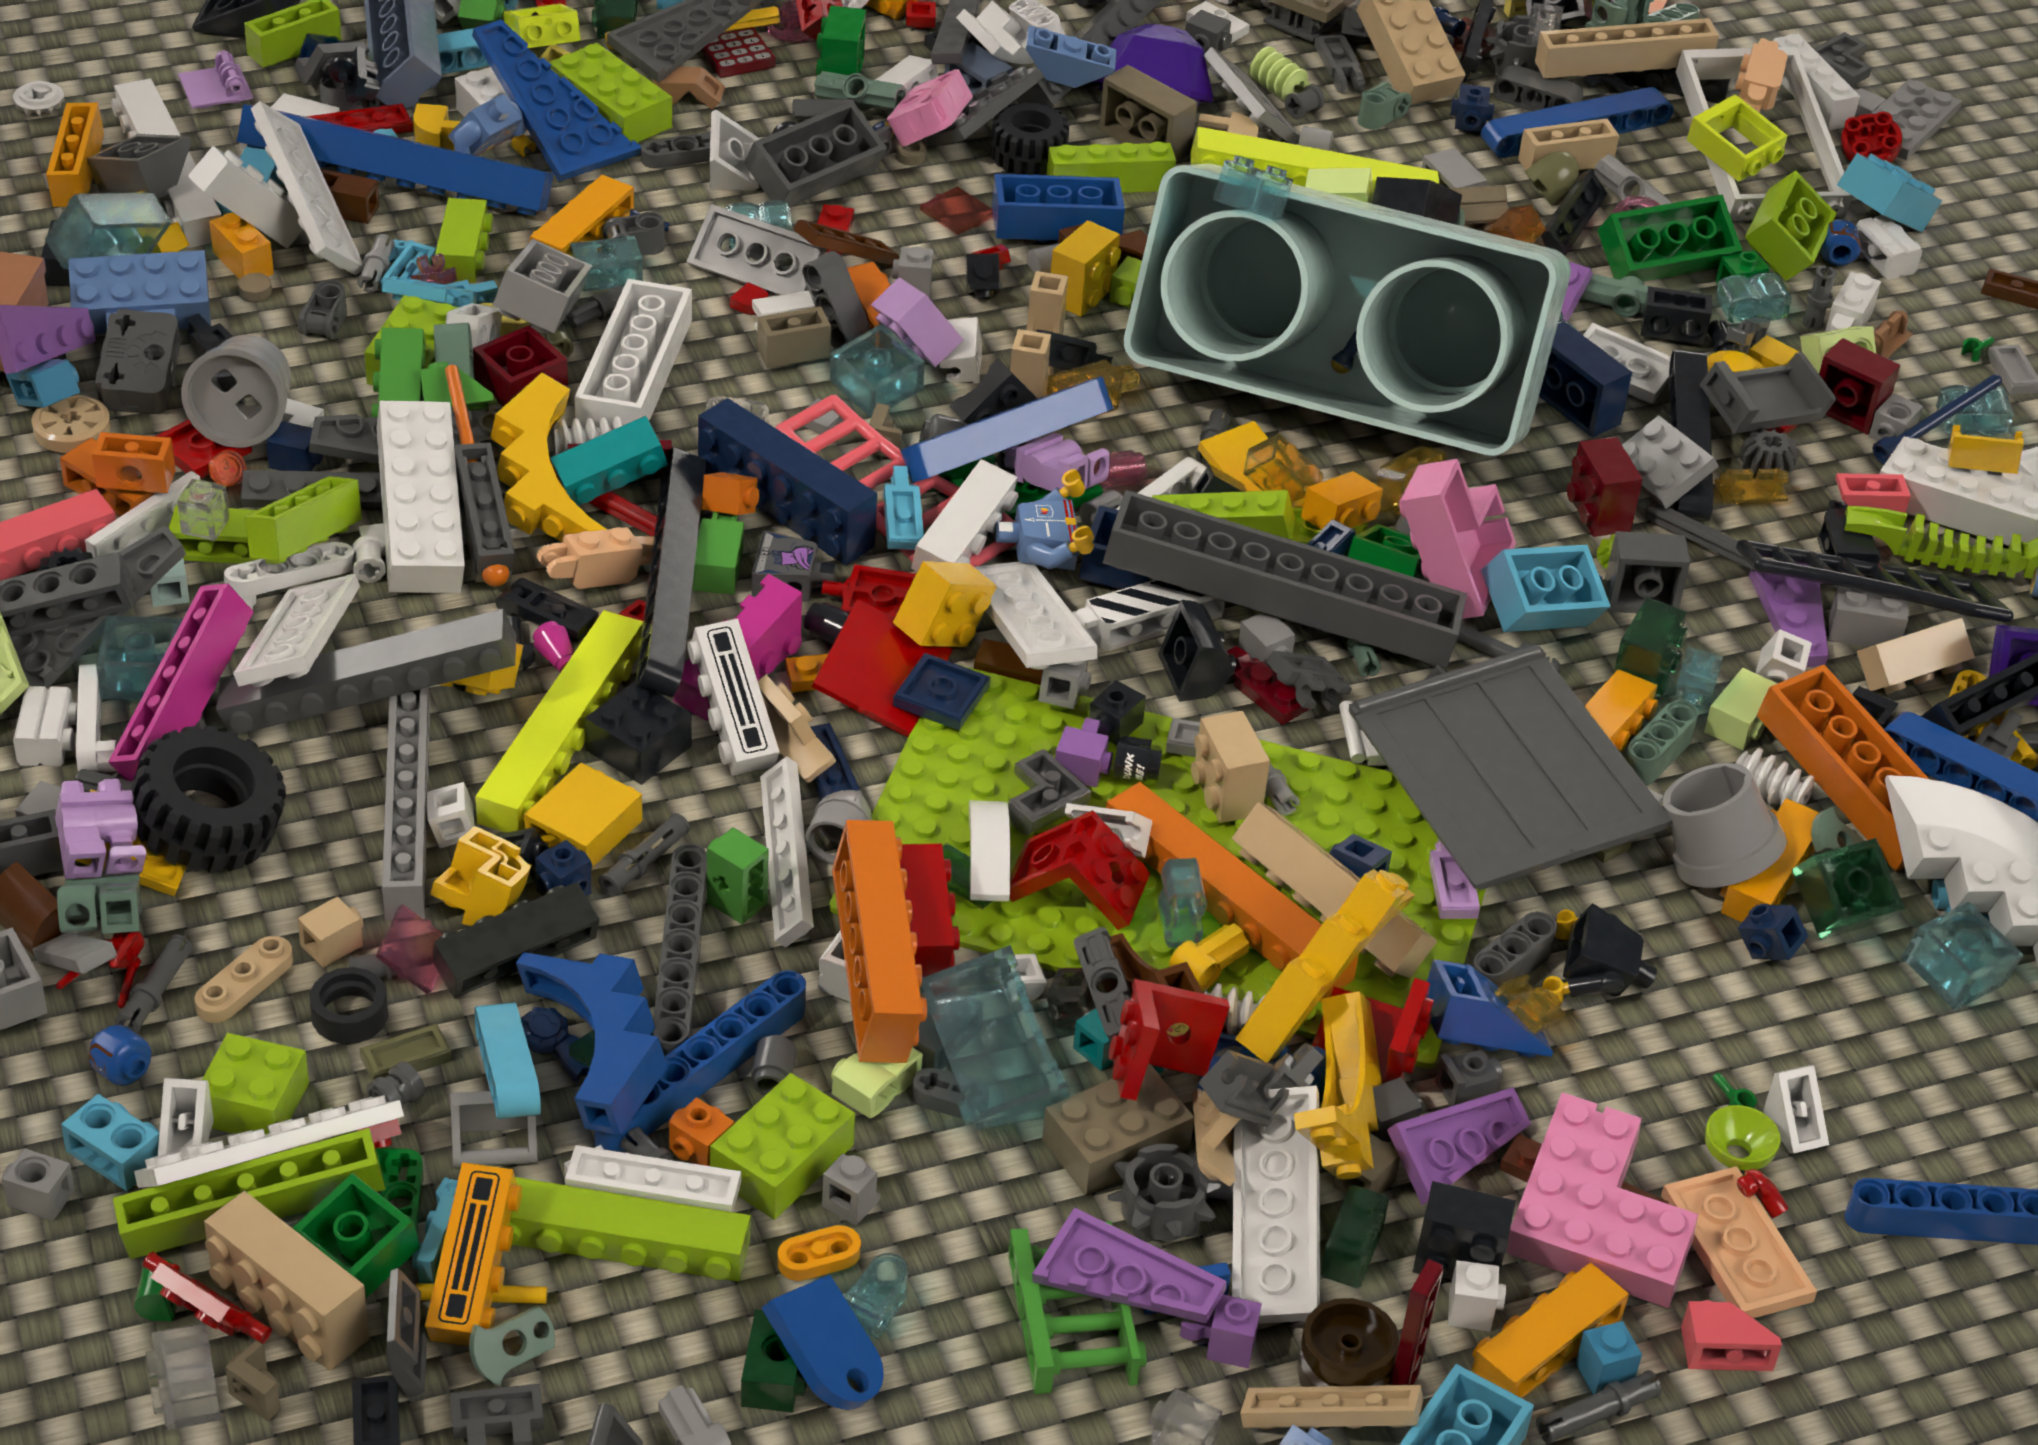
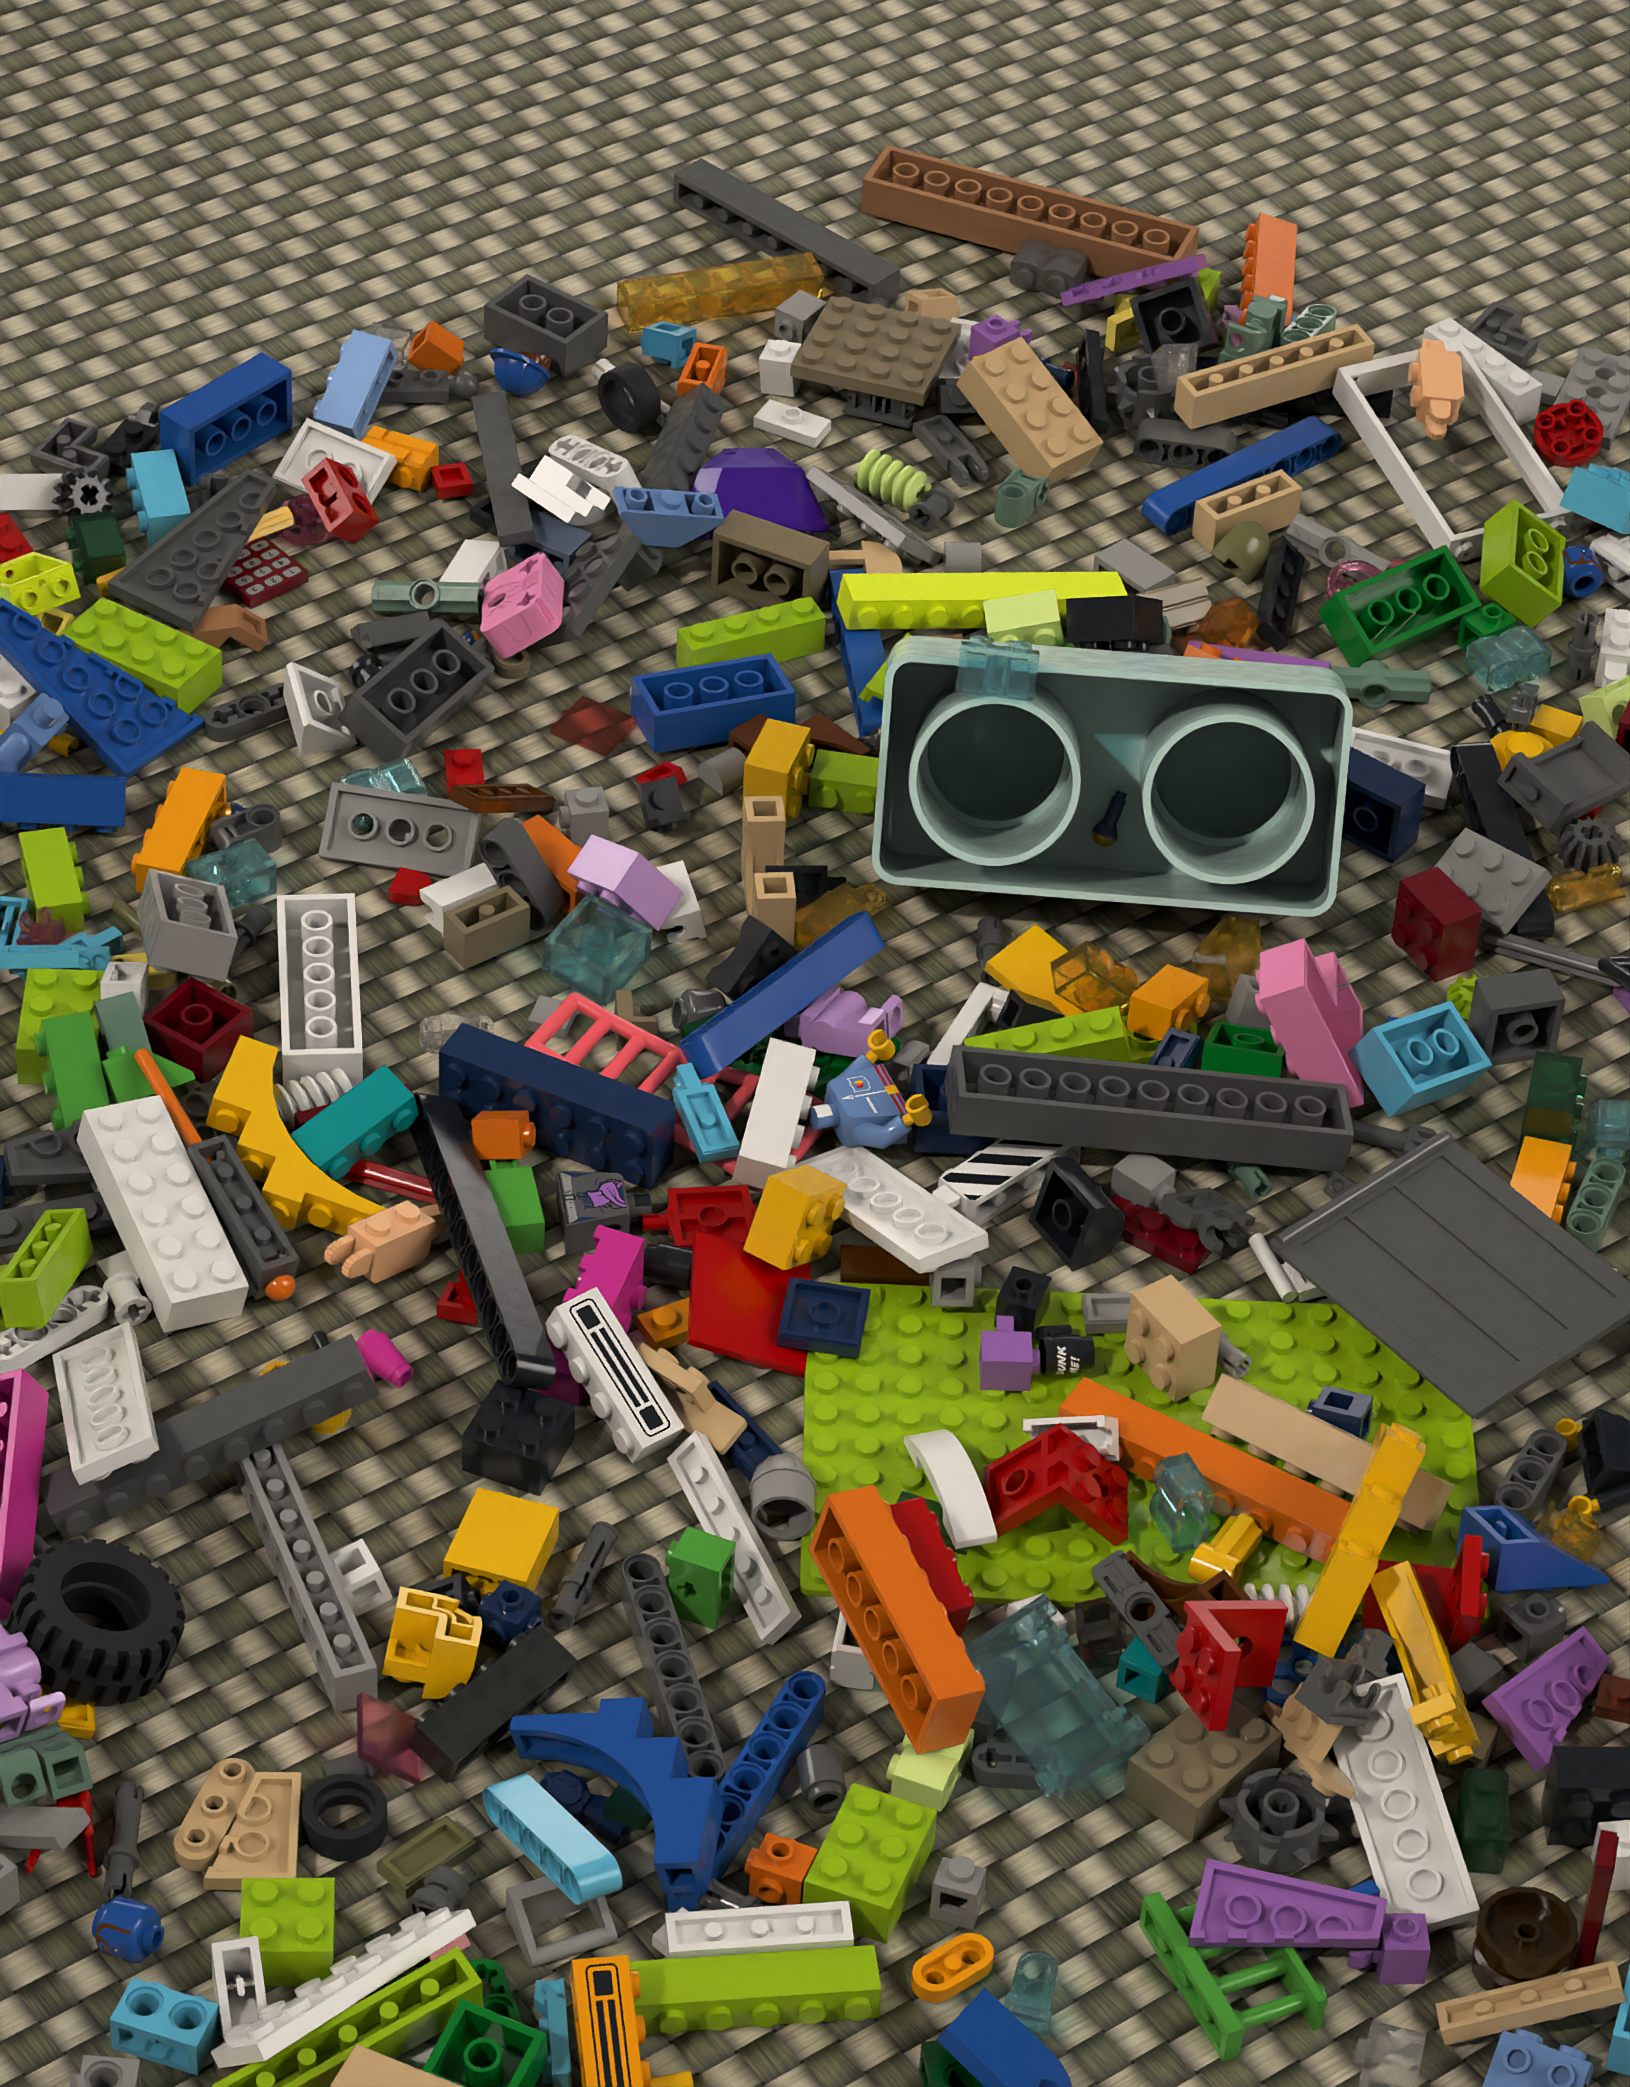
camera: 15 degrees left, 0 degrees up
(275, 1005) = (263, 1835): none -> tan wing
(330, 931) = (288, 1738): tan brick -> none
(544, 605) = (350, 1313): black plate -> none
(558, 722) = (428, 1444): neon yellow brick -> none
(842, 41) = (387, 542): green brick -> none
(1024, 136) = (643, 620): black tyre -> none
(1049, 792) = (991, 1406): flat silver brick -> none
(1124, 468) = (918, 1008): clear pink brick -> none
(1210, 31) = (793, 439): dark grey brick -> none
(1452, 889) = (1444, 1422): lavender hinge -> none
(1472, 108) = (1122, 481): dark blue brick -> none
(1668, 315) = (1436, 699): black brick -> none
(1747, 121) = (1446, 450): neon yellow window -> none

